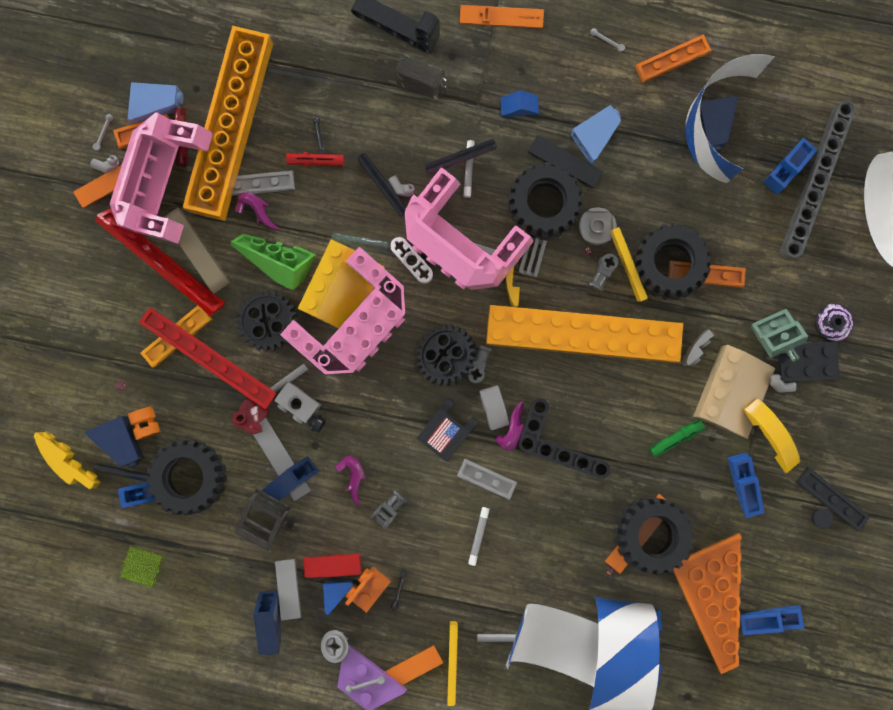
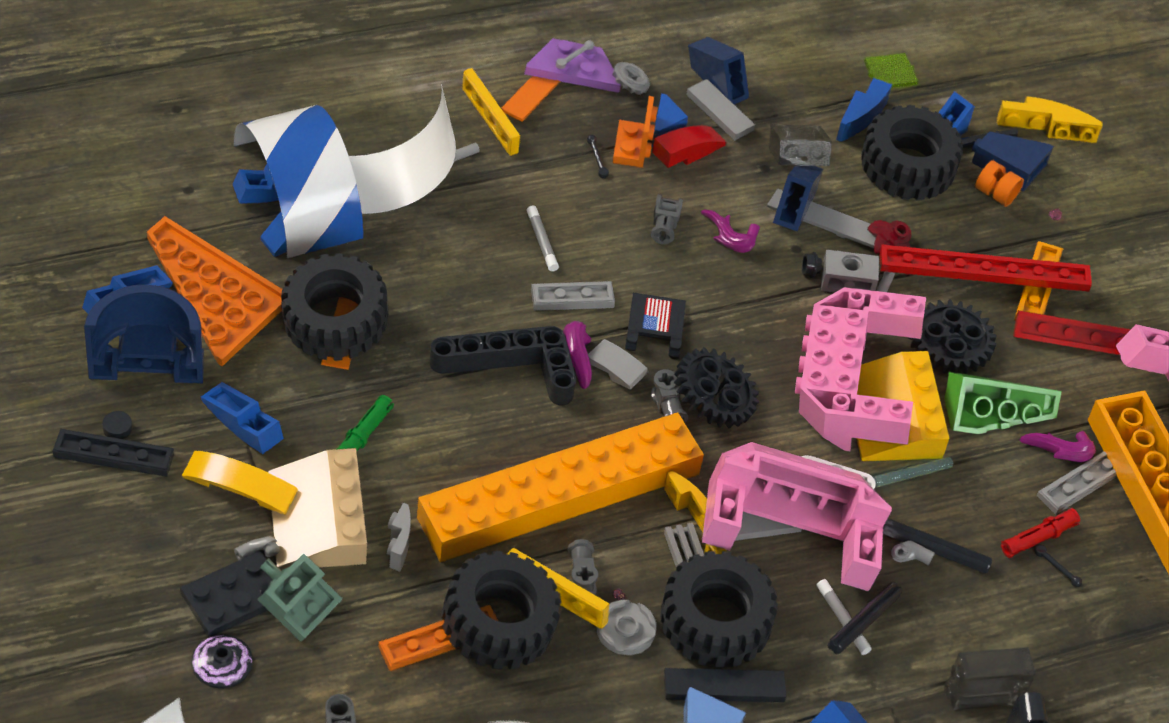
camera: 140 degrees right, 35 degrees down
(188, 537) = (864, 109): none -> blue slope
(199, 253) = (1088, 368): dark tan beam -> none
(786, 571) = (148, 328): none -> dark blue piece

